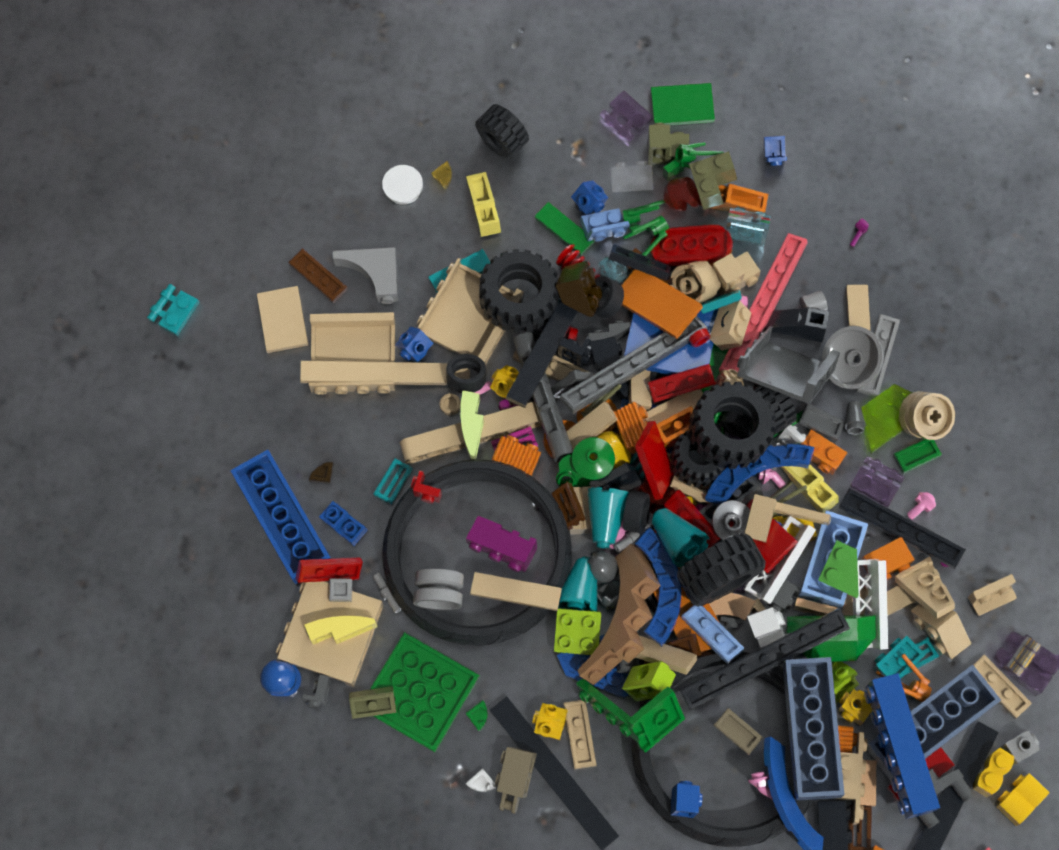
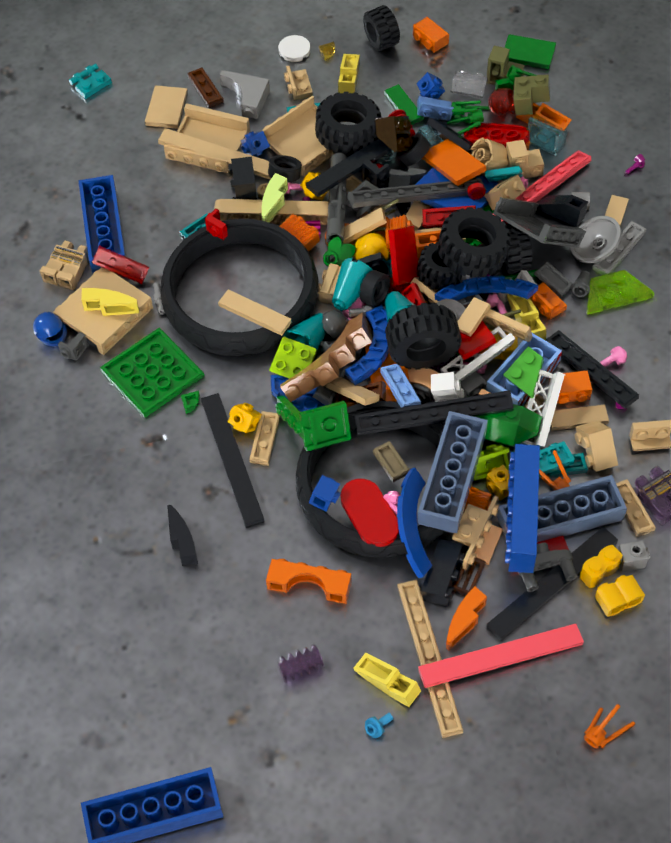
camera: 20 degrees right, 15 degrees down
(260, 582) = (65, 265): none -> tan hips
(322, 474) = (148, 210): dark brown tile -> none
(341, 590) = (122, 280): light grey tile -> none
(343, 523) = (147, 244): blue slope -> none
(372, 702) = (111, 365): olive slope -> none
(424, 405) = (243, 178): none -> black container
(429, 236) = (298, 83): none -> tan bracket
(438, 589) = (193, 287): light grey wheel -> none
(481, 782) = (171, 448): white tile -> none
(501, 544) = (258, 276): magenta wedge -> none
(515, 776) = (198, 448): dark tan brick -> none
(559, 117) = (430, 34): none -> orange brick
(571, 503) = (324, 275): reddish brown tile -> none
(593, 469) = (358, 249): green dish -> none
(630, 111) = (485, 44): clear purple plate -> none
(648, 680) = (339, 395): lime brick -> none
(740, 804) = (369, 512): none -> red tile
(774, 150) = (588, 94): bracket -> none
(874, 486) = (580, 334): clear purple plate -> none
(917, 455) = (625, 324): green tile -> none
(926, 587) = (593, 409): tan wing -> none
(927, 415) = (641, 292): tan wheel -> none

